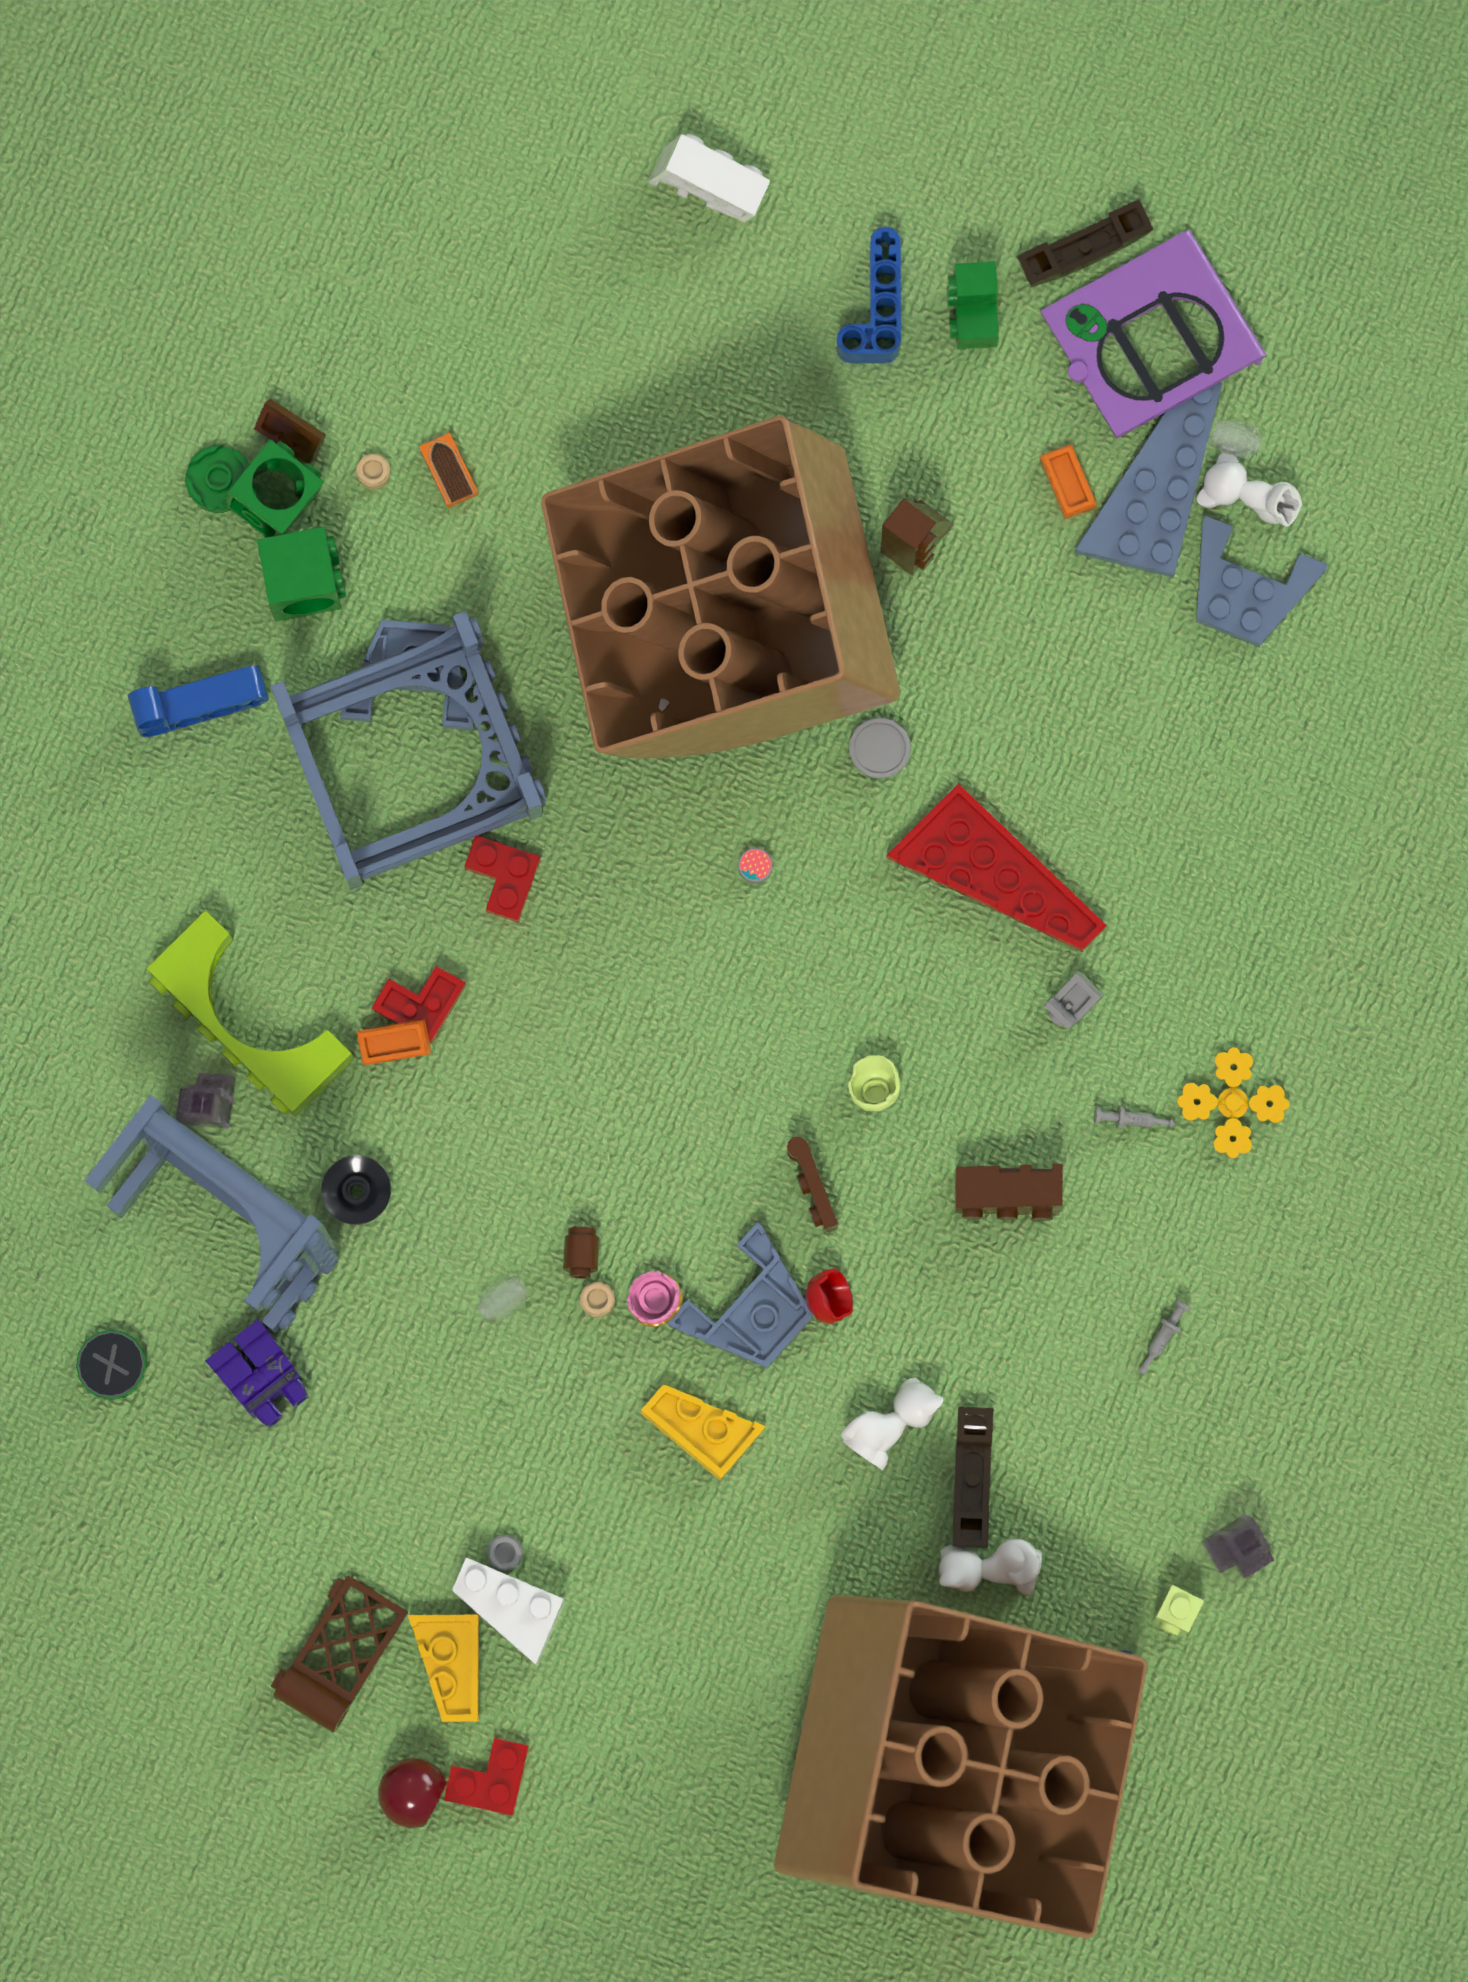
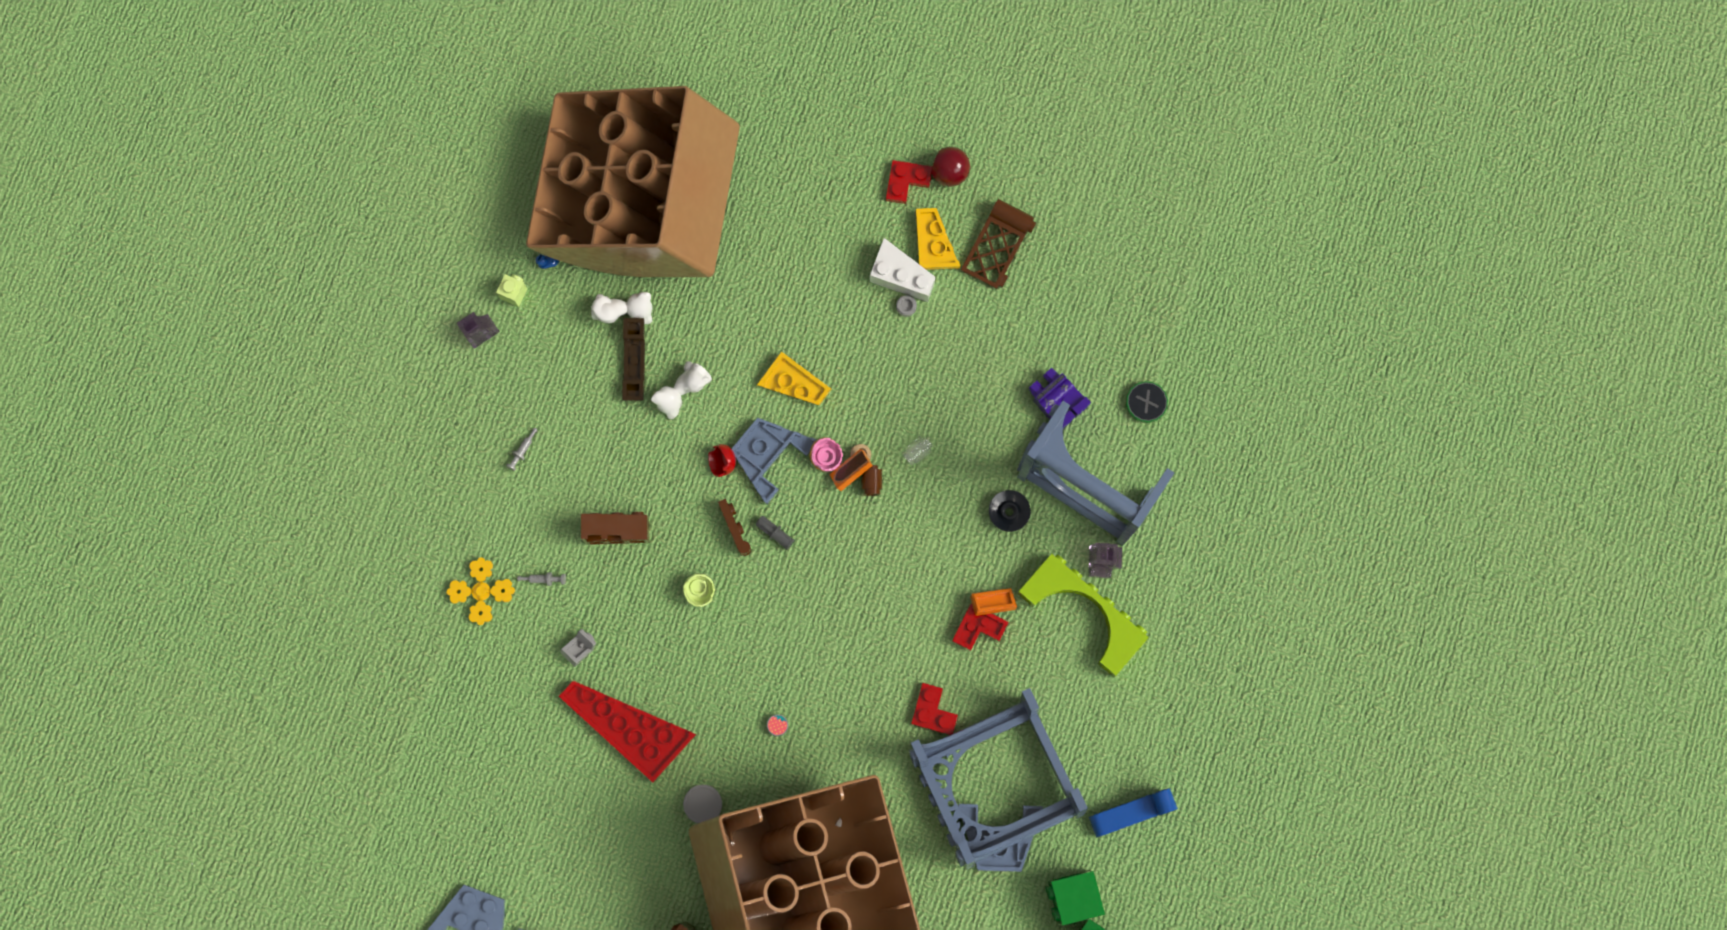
camera: 175 degrees right, 0 degrees up
(614, 1269) = (851, 469): none -> tile
(746, 1175) = (774, 532): none -> dark grey axle

